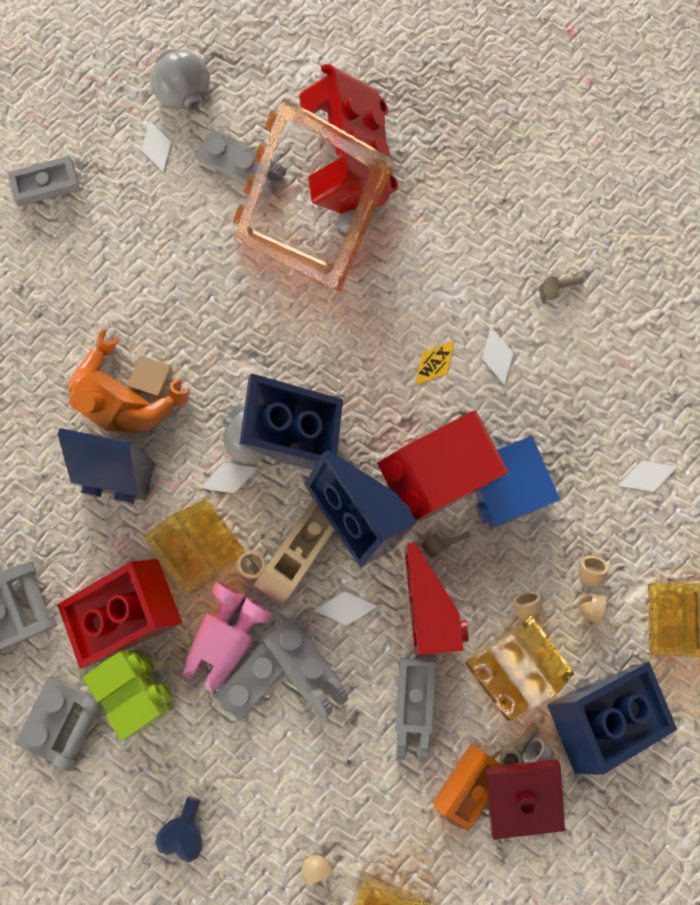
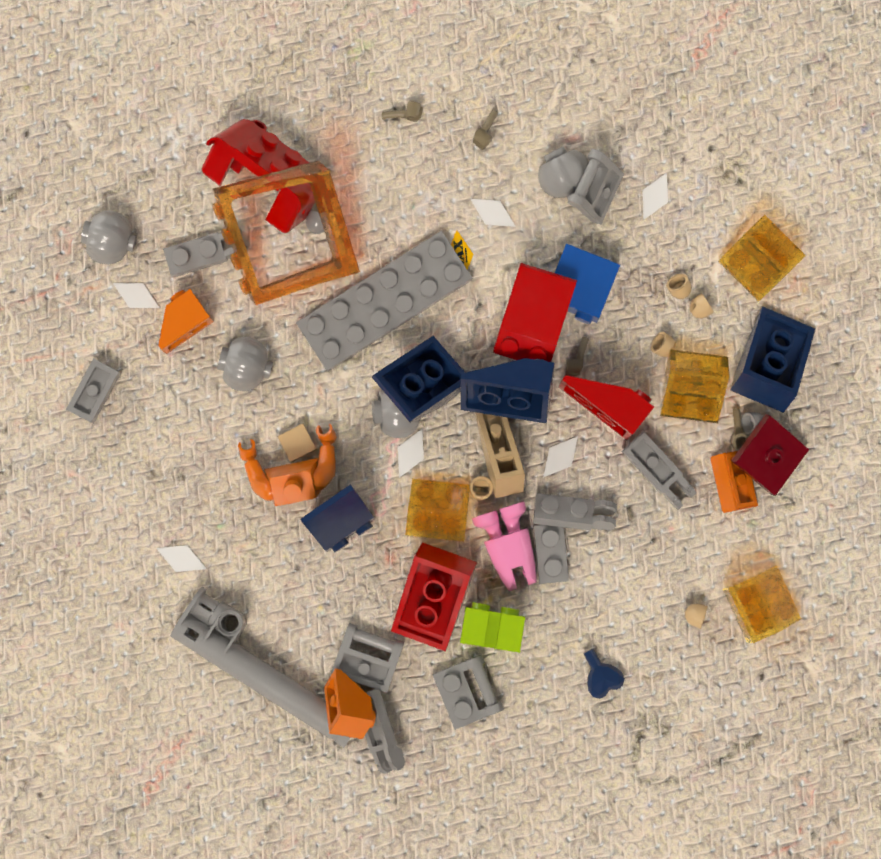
camera: 45 degrees left, 5 degrees up
(165, 194) = (182, 320): none -> orange slope
(175, 273) = (244, 364): none -> light grey plant
(336, 337) = (384, 301): none -> light grey plate
(513, 216) = (412, 113): none -> dark tan hand
(589, 381) = (562, 172): none -> light grey plant
(607, 424) = (605, 179): none -> light grey plate

